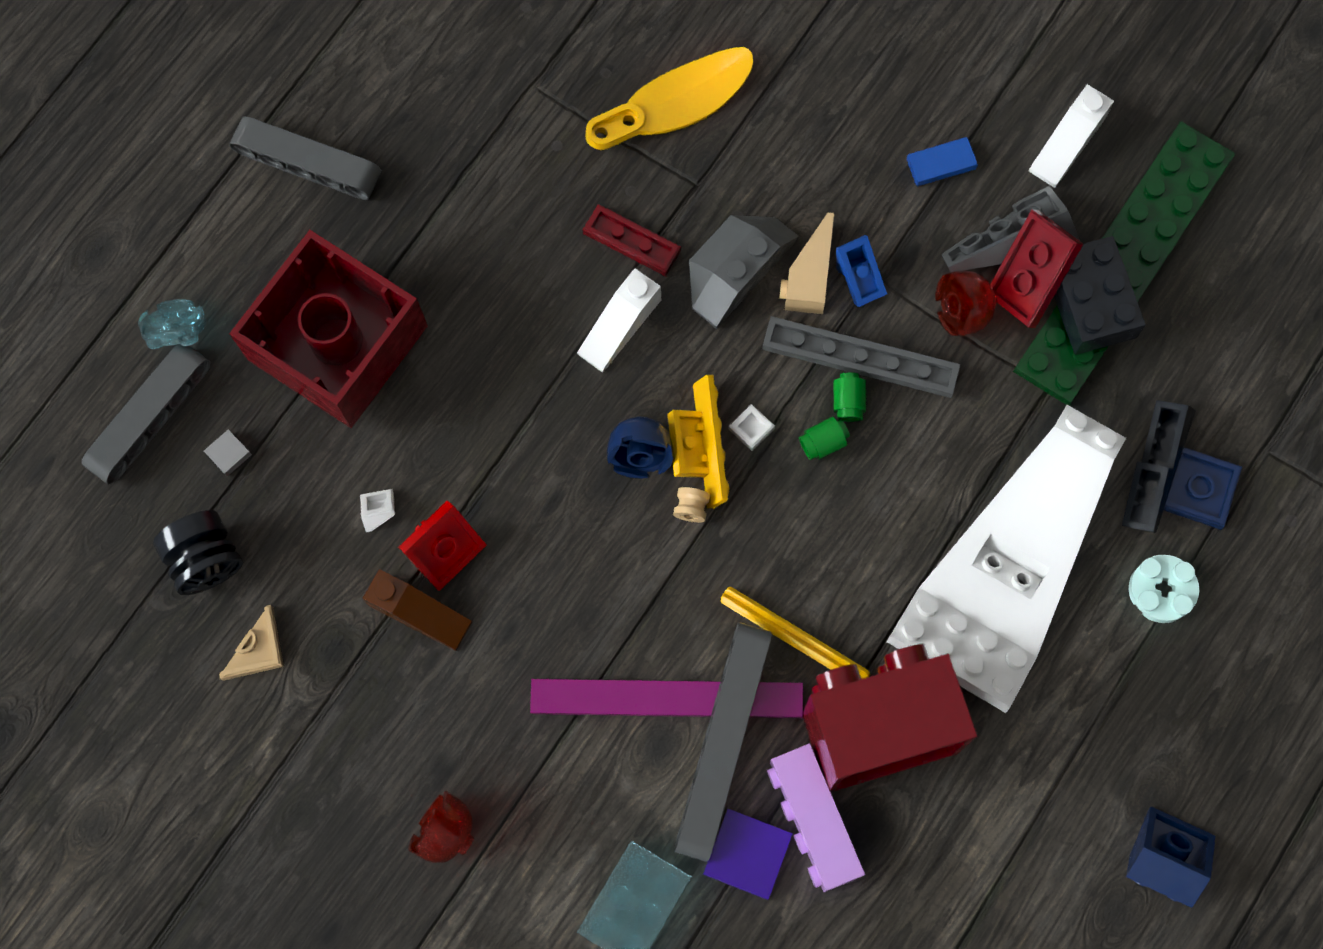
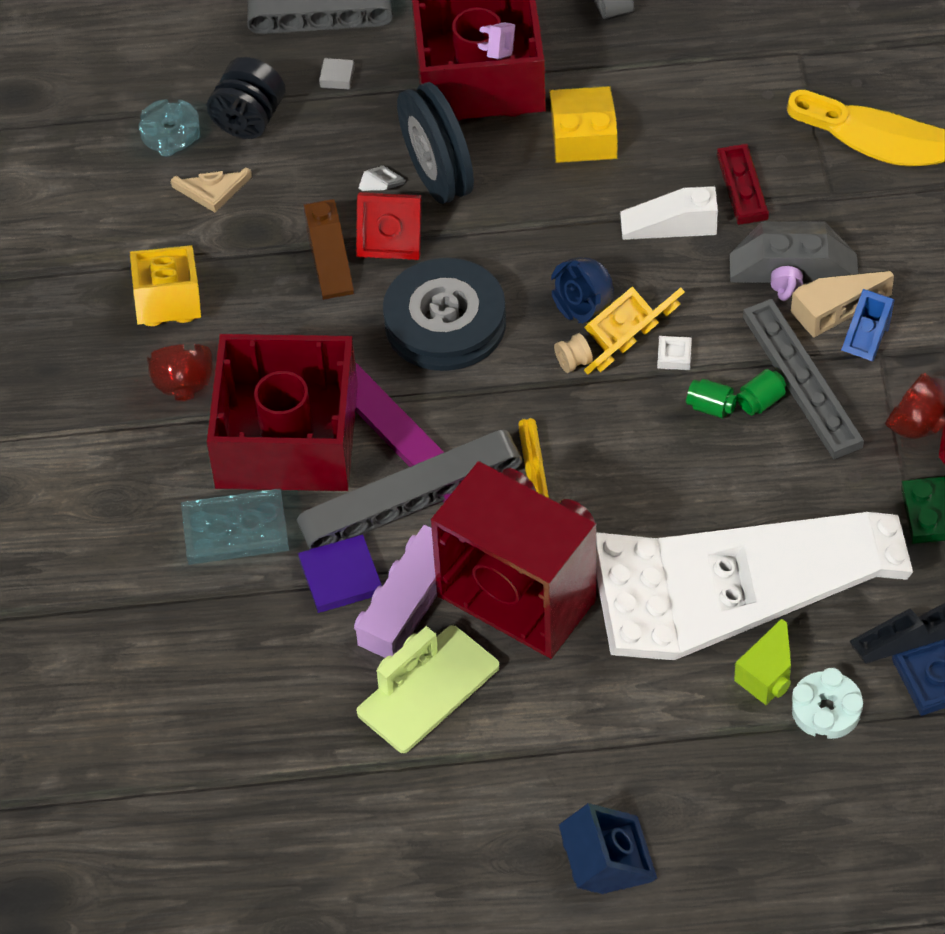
camera: 50 degrees right, 20 degrees down
(171, 648) = (171, 139): none -> clear light blue plate
(331, 770) = (165, 285): none -> yellow slope
(365, 315) = (500, 40): none -> lavender tile
(405, 446) = (435, 142): none -> black wheel
(464, 304) = (583, 124): none -> yellow slope
(542, 540) = (445, 339): none -> black wheel
(579, 787) = (283, 412): none -> dark red brick
(759, 289) = (786, 281): none -> lavender tile
(914, 873) = (425, 685): none -> yellowish green bracket
(1102, 602) = (766, 665): none -> lime slope

